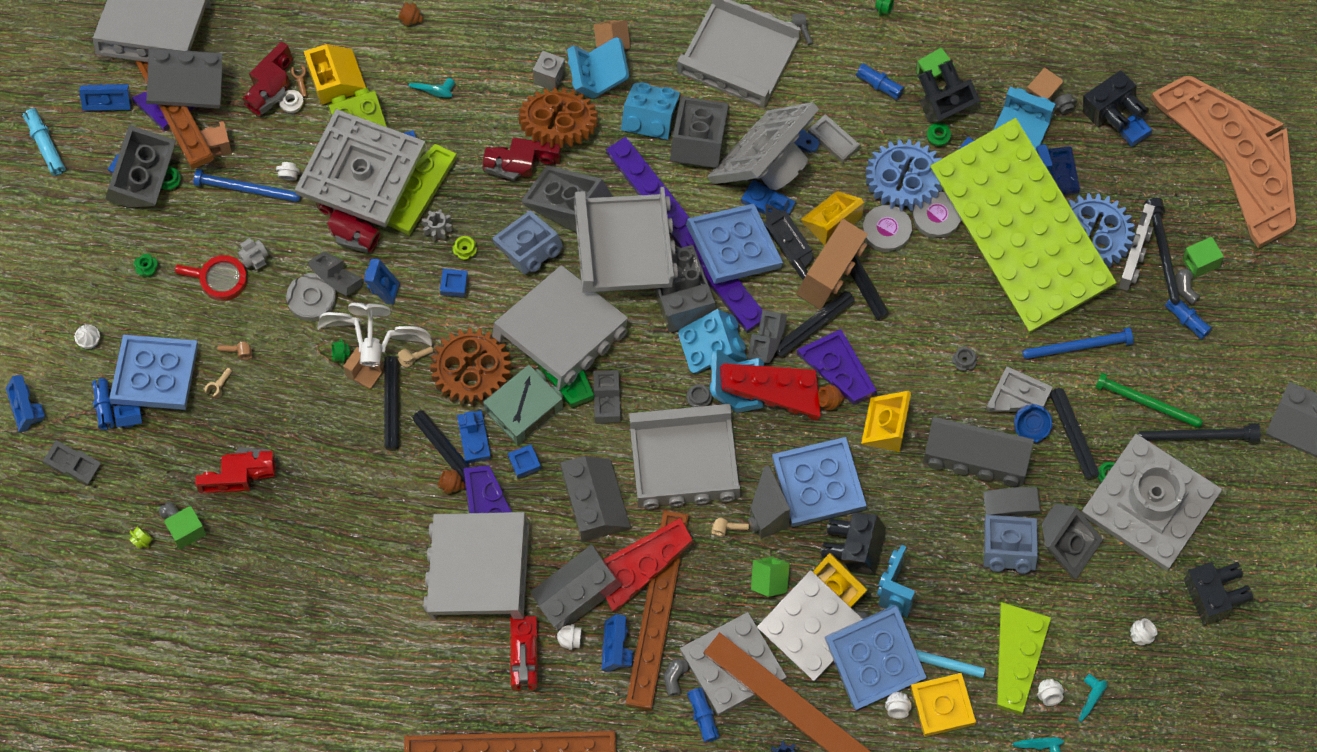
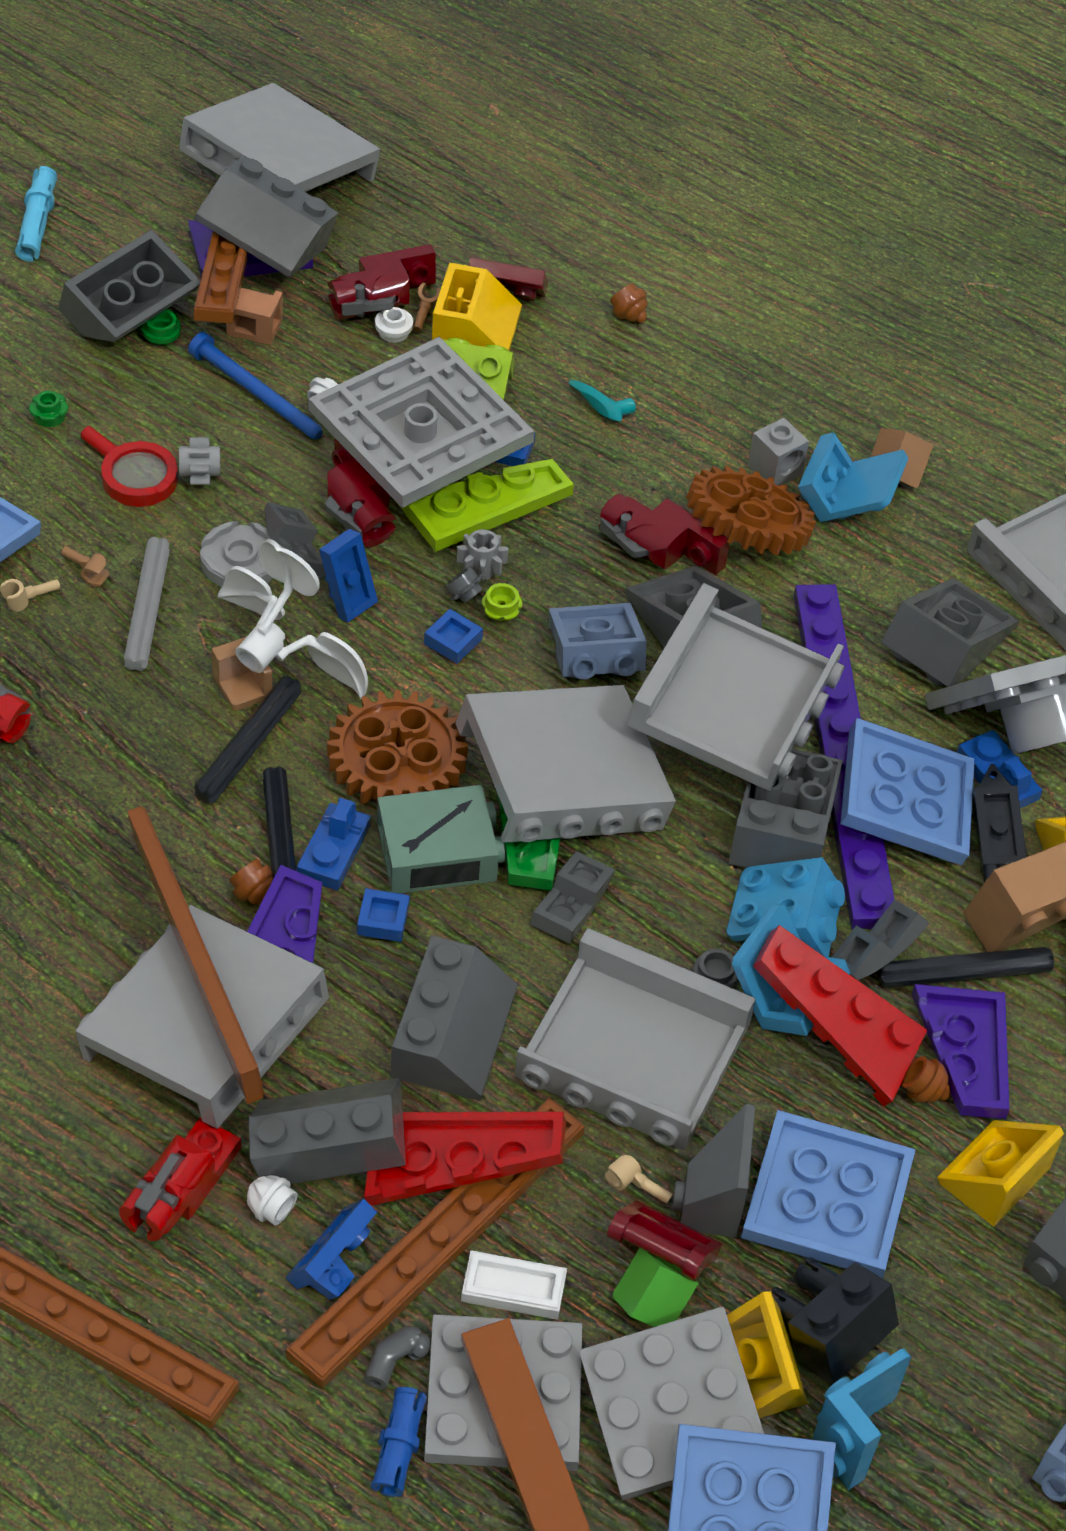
camera: 25 degrees right, 15 degrees down
(105, 97) = (154, 202): blue hinge -> none
(284, 354) = (146, 604): none -> light grey axle
(340, 351) = (226, 632): green plate -> none
(344, 35) = (523, 281): none -> dark red plate
(408, 359) = (315, 697): tan hand -> none
(439, 248) = (464, 585): none -> dark grey plate
(458, 540) = (196, 956): none -> dark orange tile
(649, 110) = (890, 568): dark azure bracket -> none
(705, 611) = (514, 1285): none -> white tile
(761, 549) = (664, 1238): none -> dark red plate

